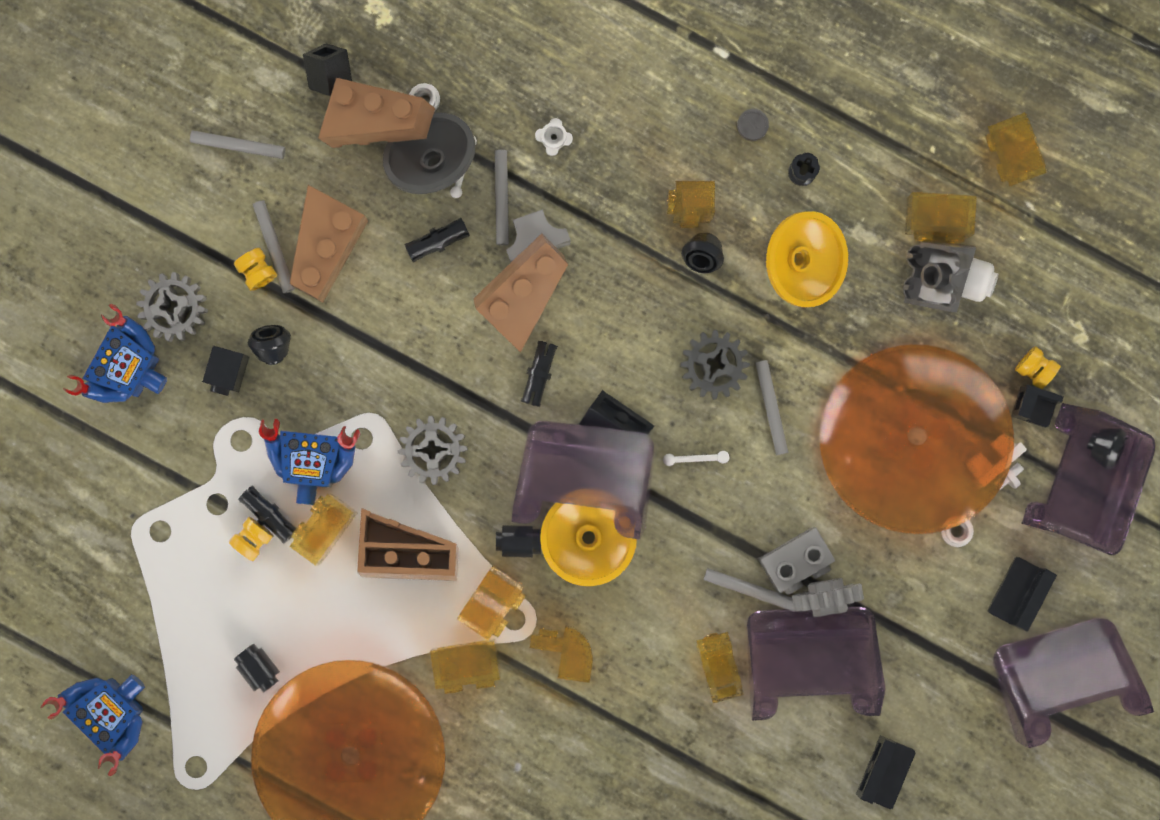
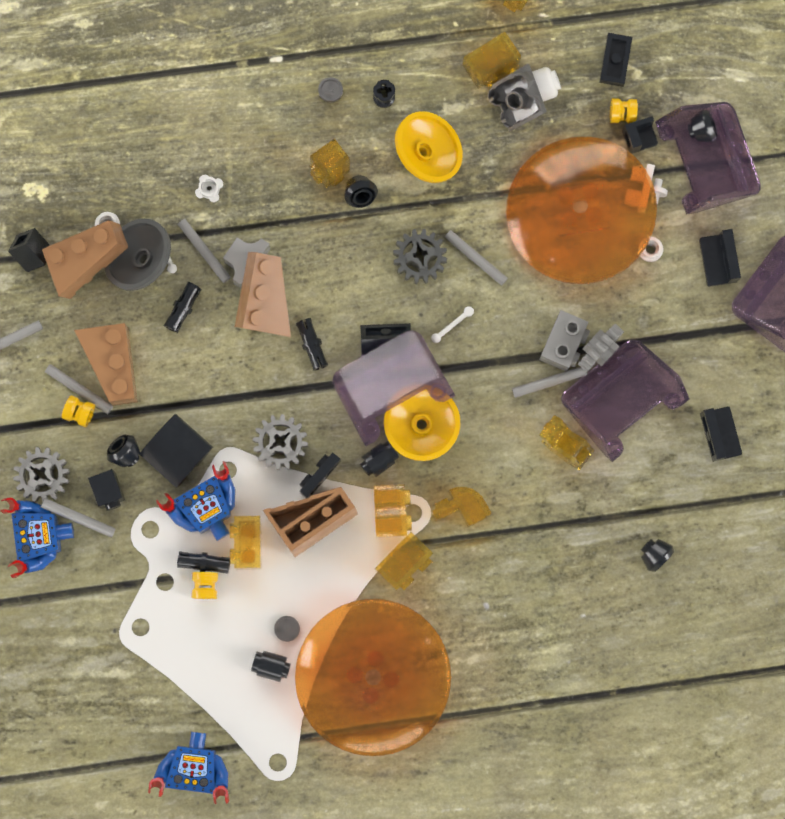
camera: 45 degrees left, 5 degrees down
(176, 377) = (78, 517): none -> light grey bar
(302, 641) = (287, 628): none -> flat silver piece
(323, 381) = (176, 450): none -> black slope
(433, 515) = (312, 483): none -> black plate
(1070, 308) = (615, 59): none -> black plate

